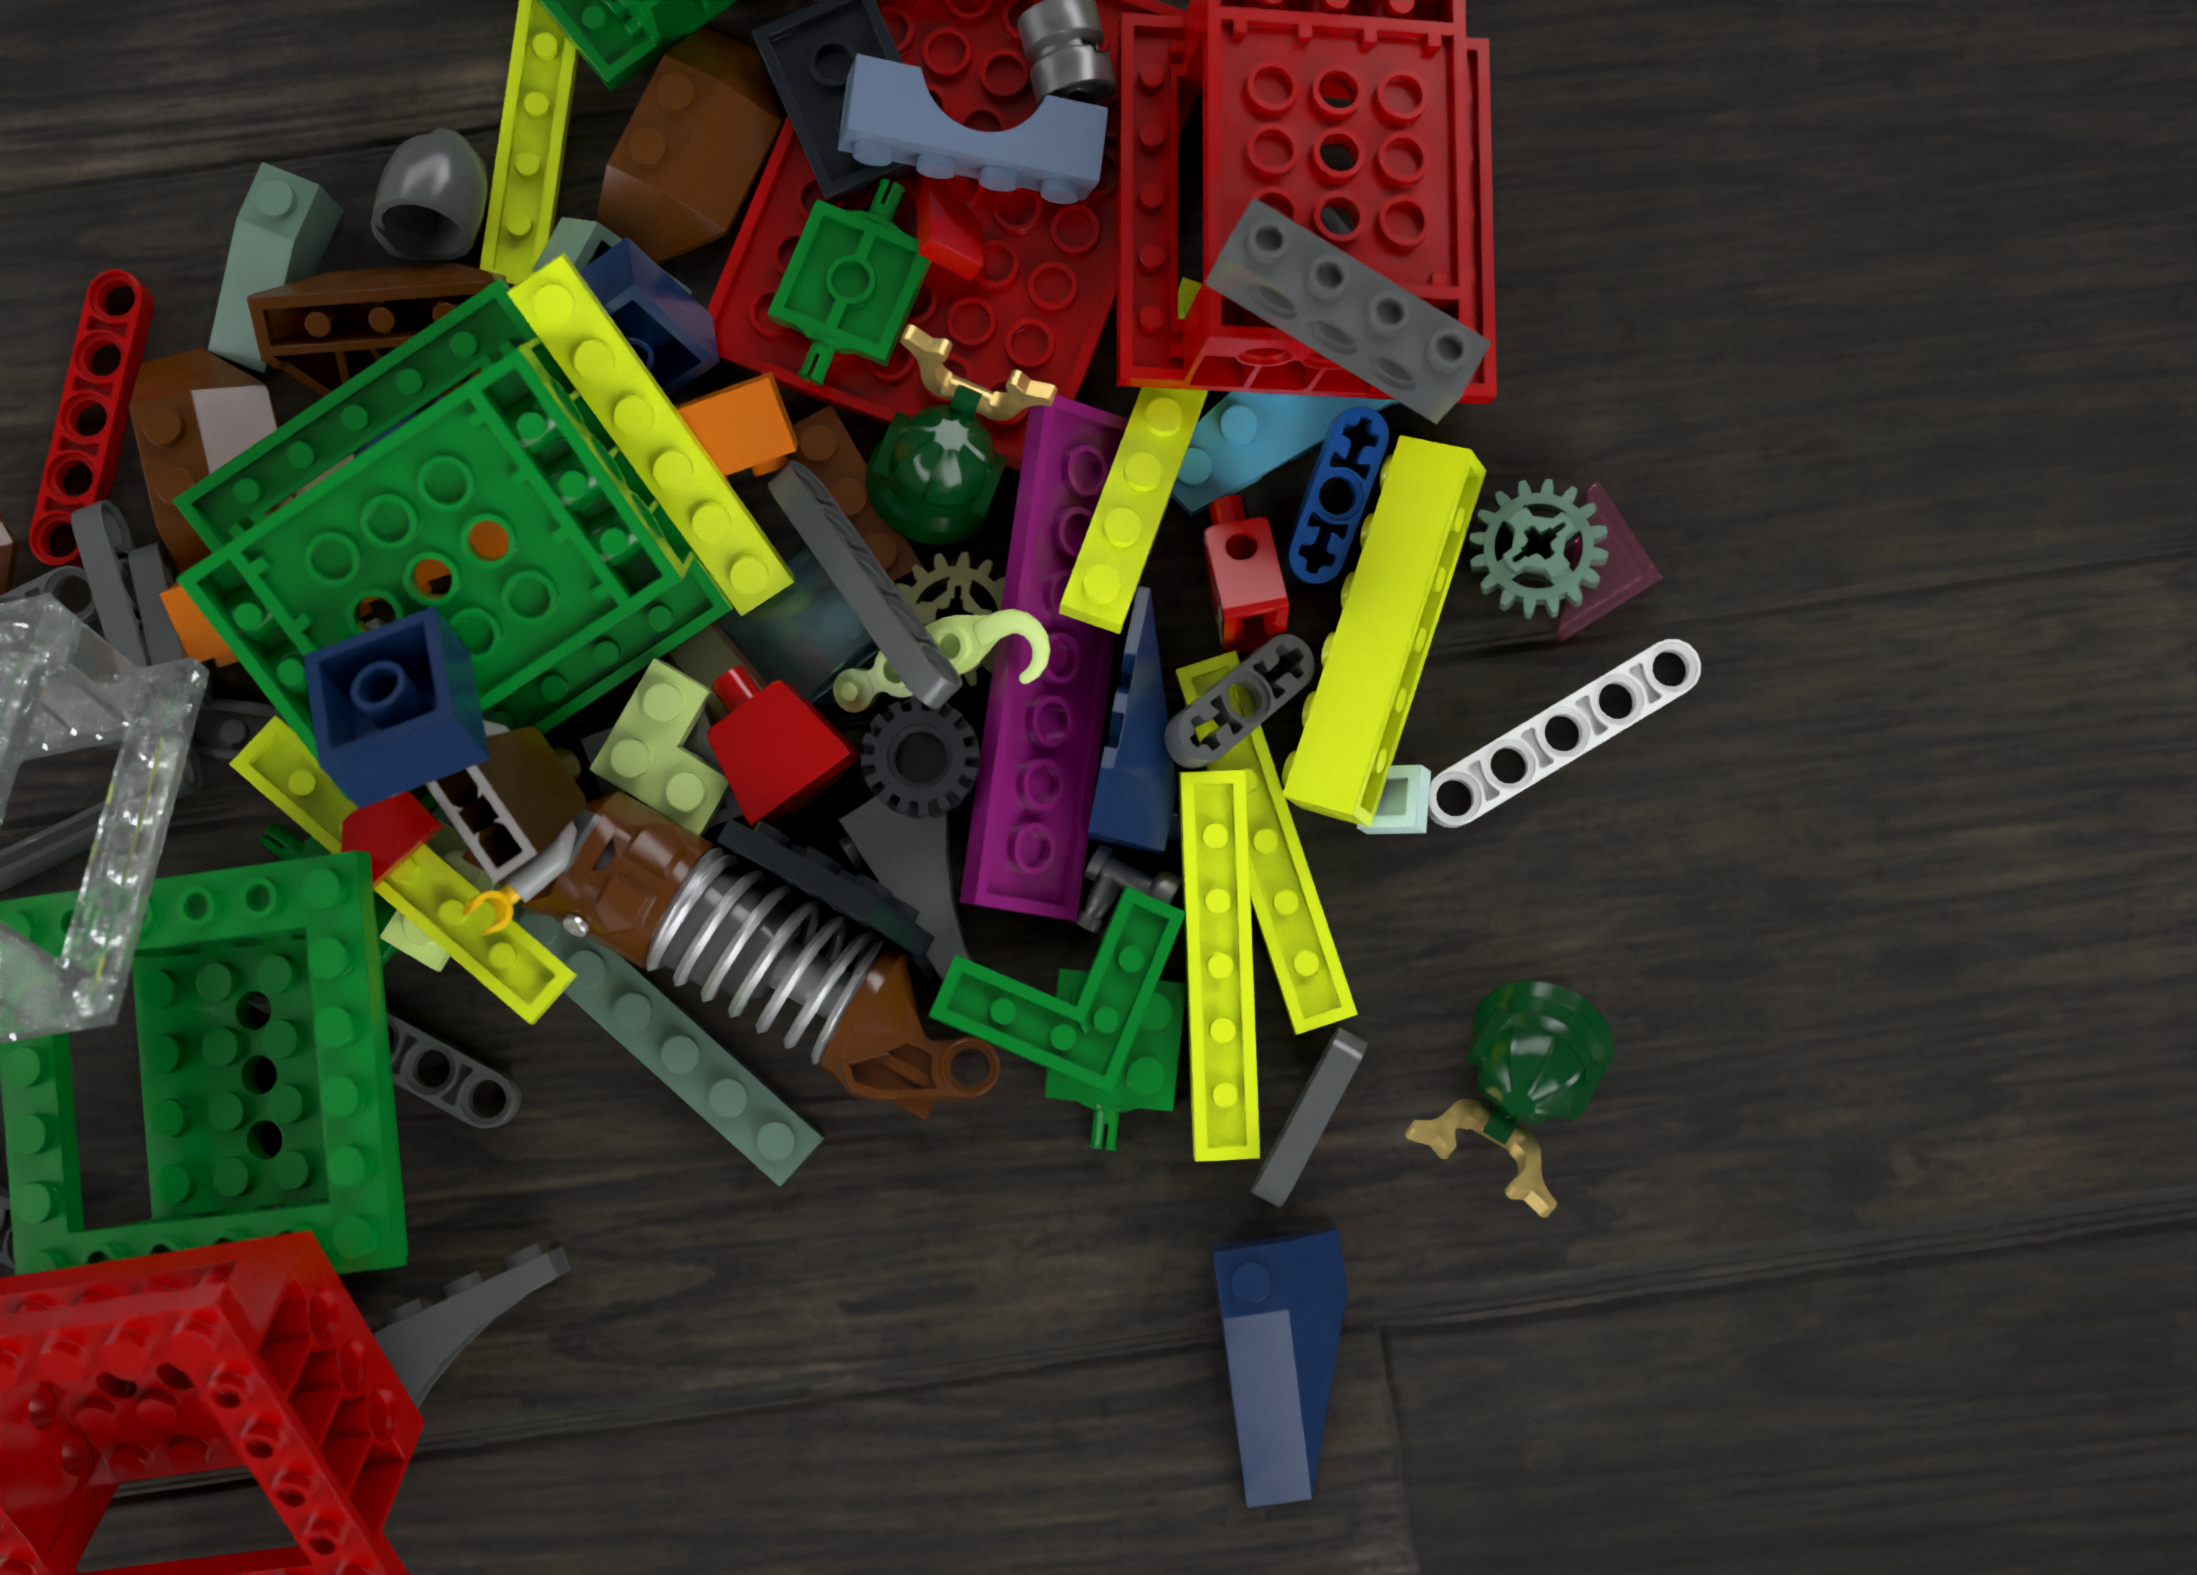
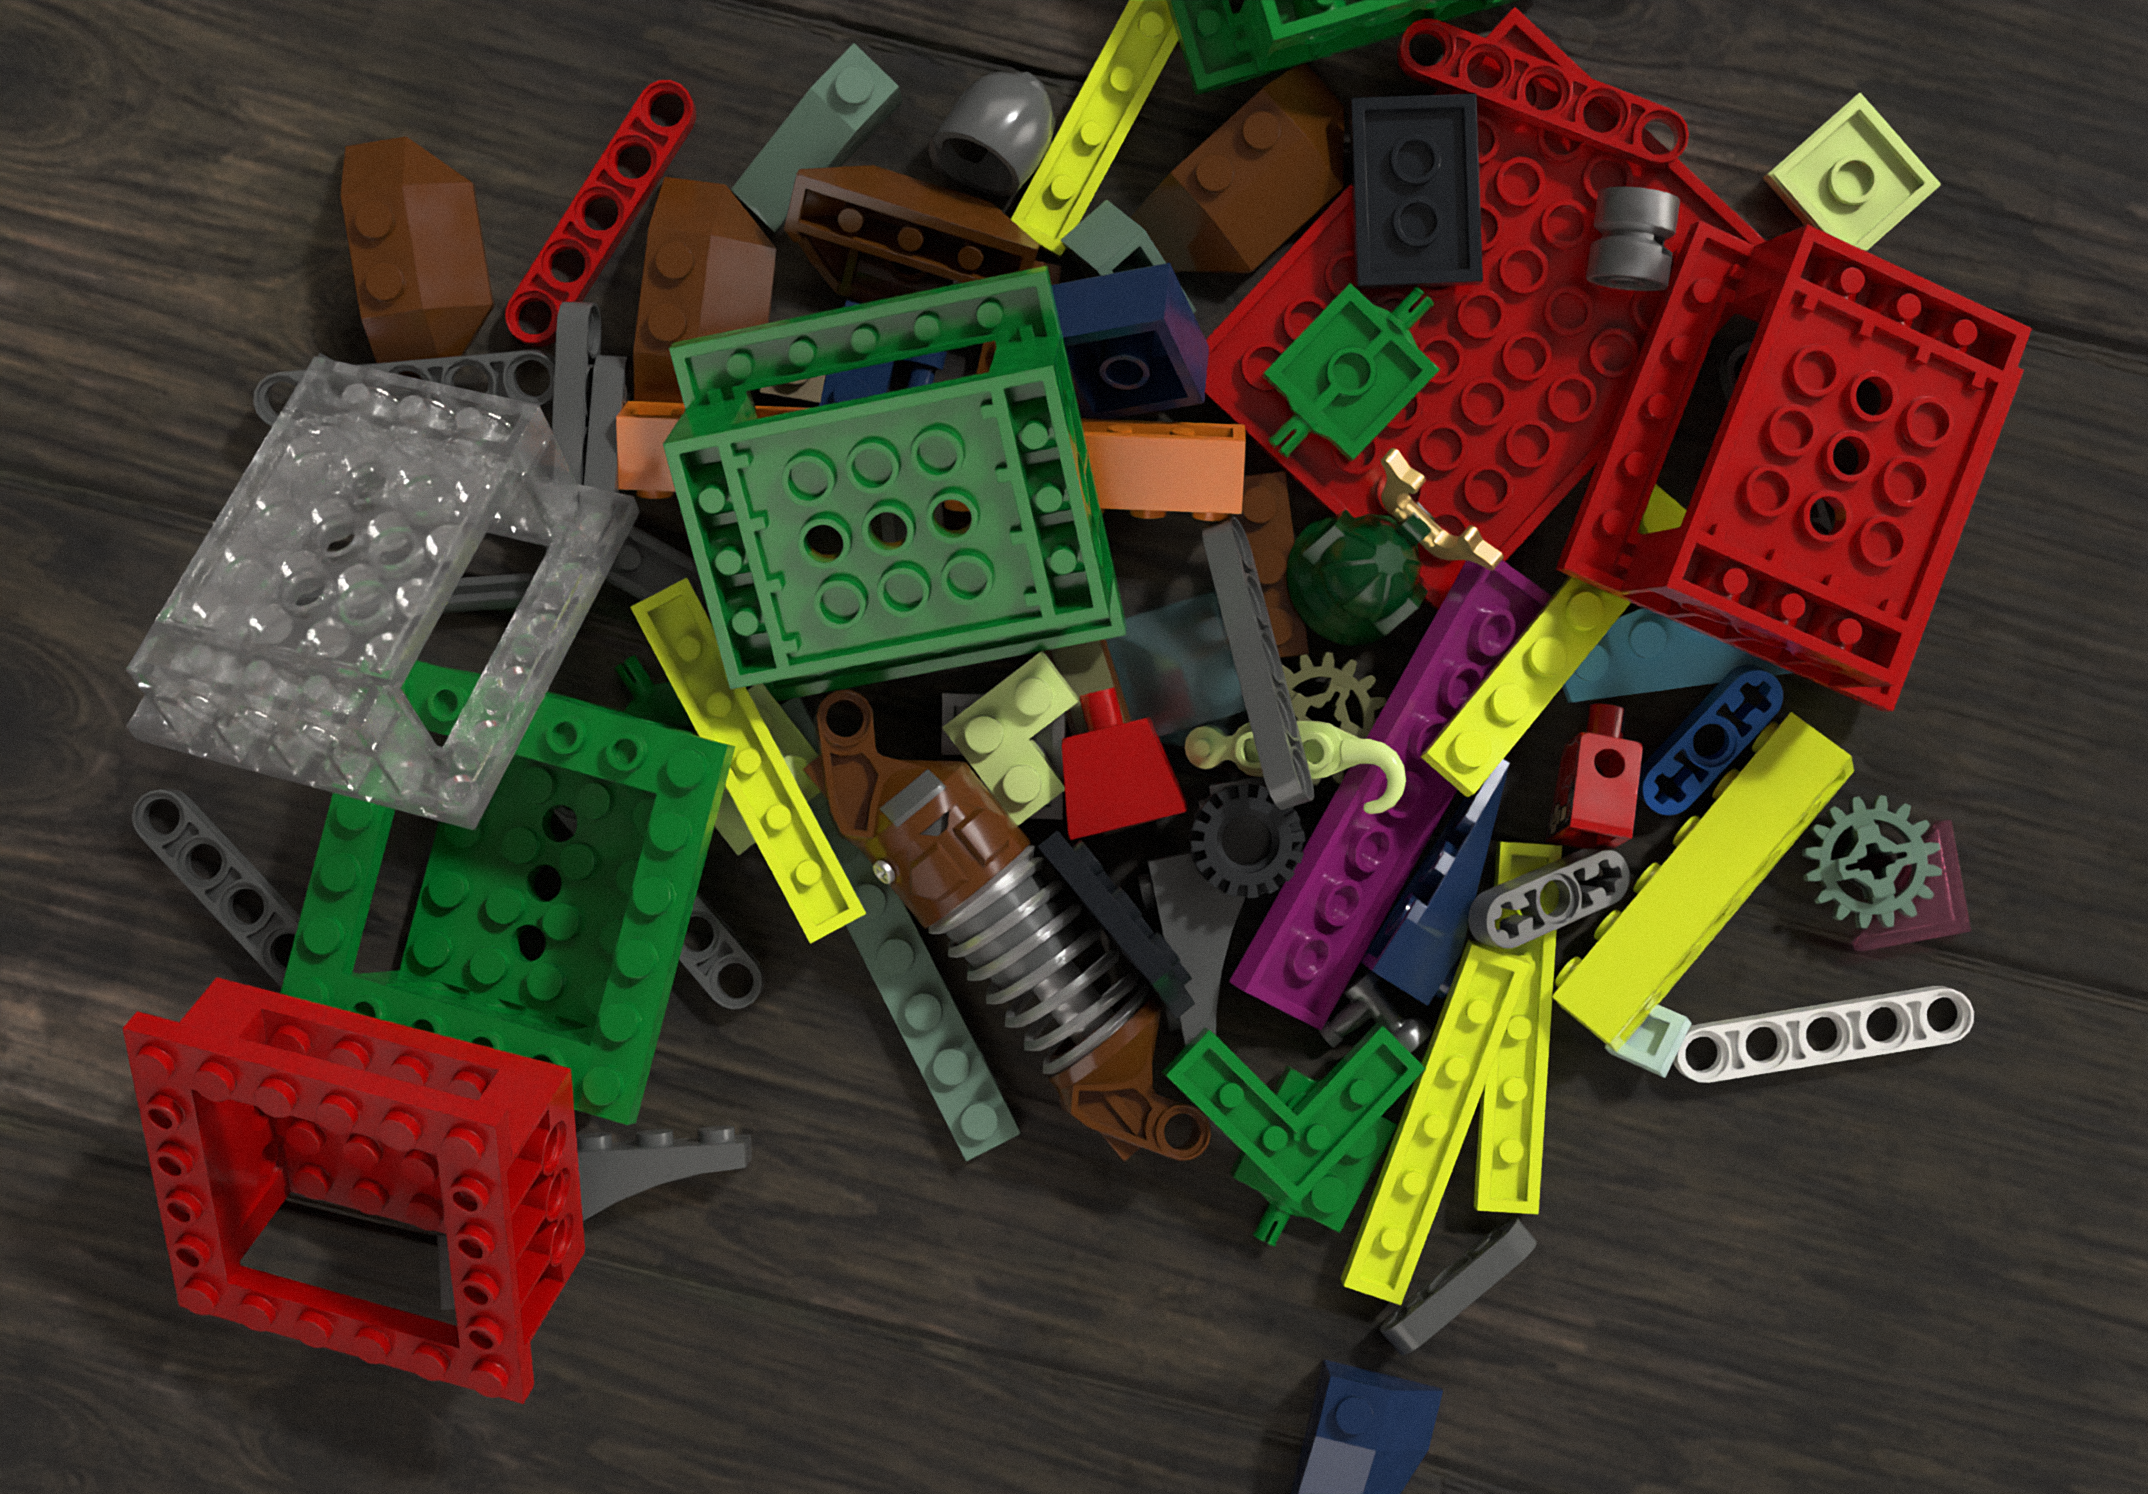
camera: 15 degrees right, 5 degrees up
(389, 832) = (752, 721): red tile -> none
(395, 708) = (818, 642): dark blue brick -> none
(515, 814) = (871, 744): dark brown torso -> none
(651, 433) = (1120, 452): neon yellow plate -> none
(896, 120) = (1456, 242): sand blue arch -> none
(947, 228) = (1458, 354): red tile -> none
(1347, 312) = (1800, 616): dark grey brick -> none
(1535, 1060) = (1677, 1317): dark green helmet -> none

